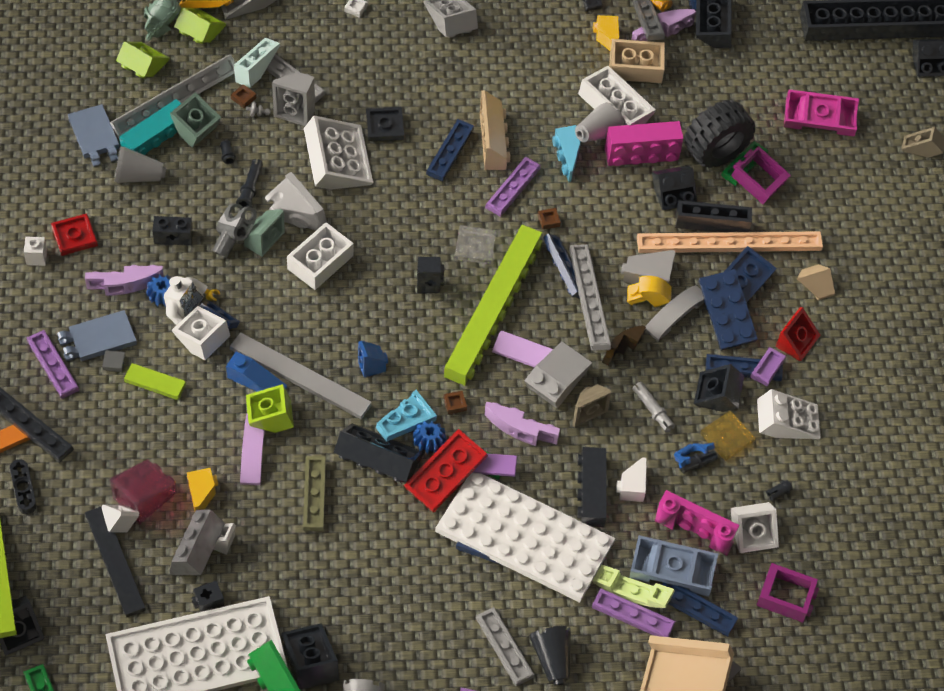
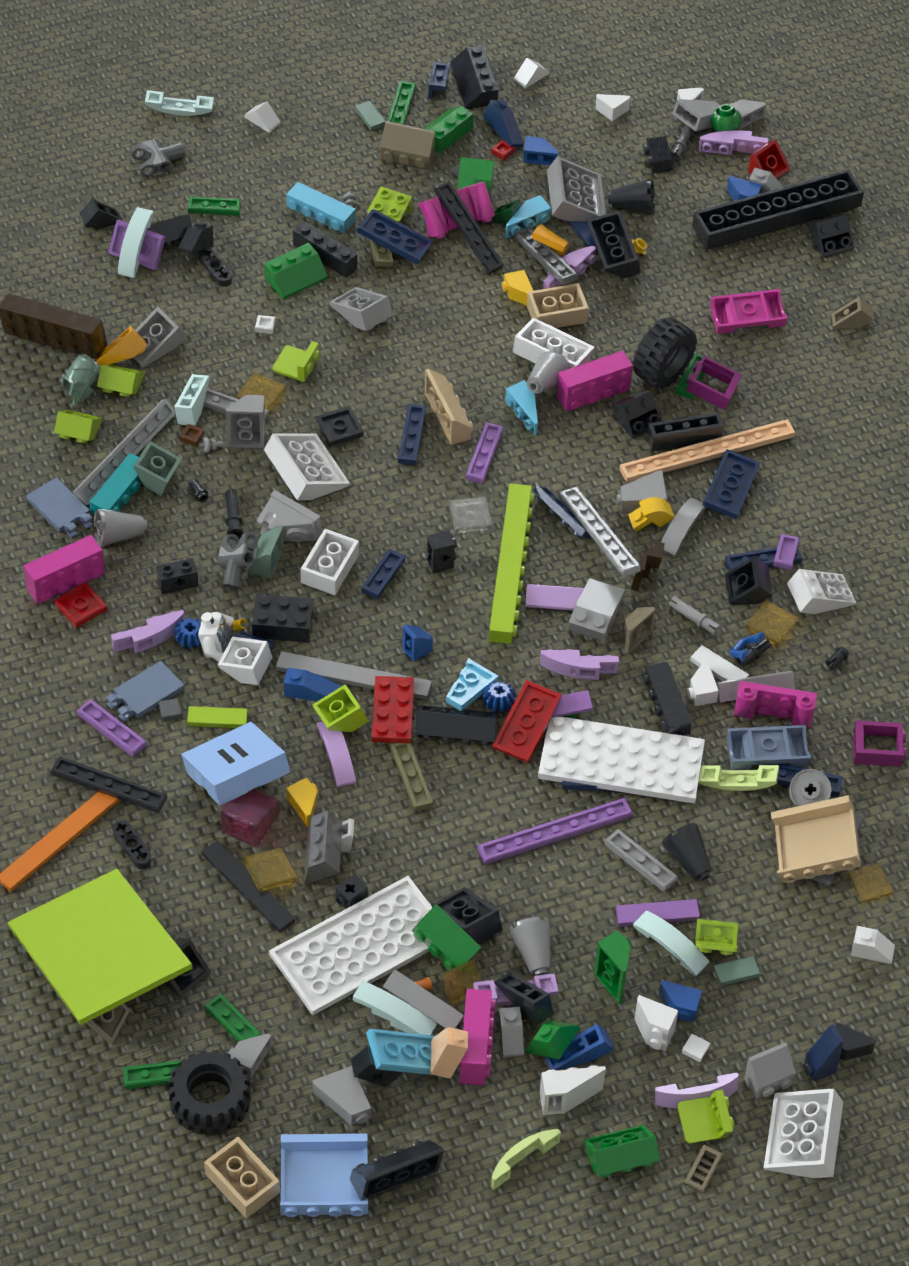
camera: 15 degrees left, 5 degrees down
(35, 251) = (51, 629): white brick -> none
(69, 196) = (64, 569): none -> dark pink brick
(119, 517) = (238, 846): white slope -> none
(141, 550) = (270, 869): none -> clear yellow tile
(147, 434) = (235, 763): none -> light blue tile
(254, 299) = (283, 618): none -> black brick
(321, 421) = (392, 709): none -> red plate
(326, 71) = (263, 386): none -> clear yellow tile
(368, 281) = (383, 574): none -> dark blue plate
(369, 50) = (297, 362): none -> lime bracket
(432, 590) = (554, 831): none -> medium lavender tile
(455, 402) = (509, 660): reddish brown plate -> none
(549, 218) = (531, 473): reddish brown plate -> none
(633, 614) = (745, 800): medium lavender tile -> none
(658, 467) = (720, 667): none -> white tile
(694, 611) = (802, 781): none -> light grey wheel
(708, 499) = (729, 689): none -> light grey tile
(727, 309) = (730, 510): dark blue plate -> none
(739, 20) = (640, 246): none -> yellow plate
(756, 527) = (832, 694): white slope -> none
(798, 335) = (803, 517): red slope -> none
(818, 281) = (802, 463): tan slope -> none

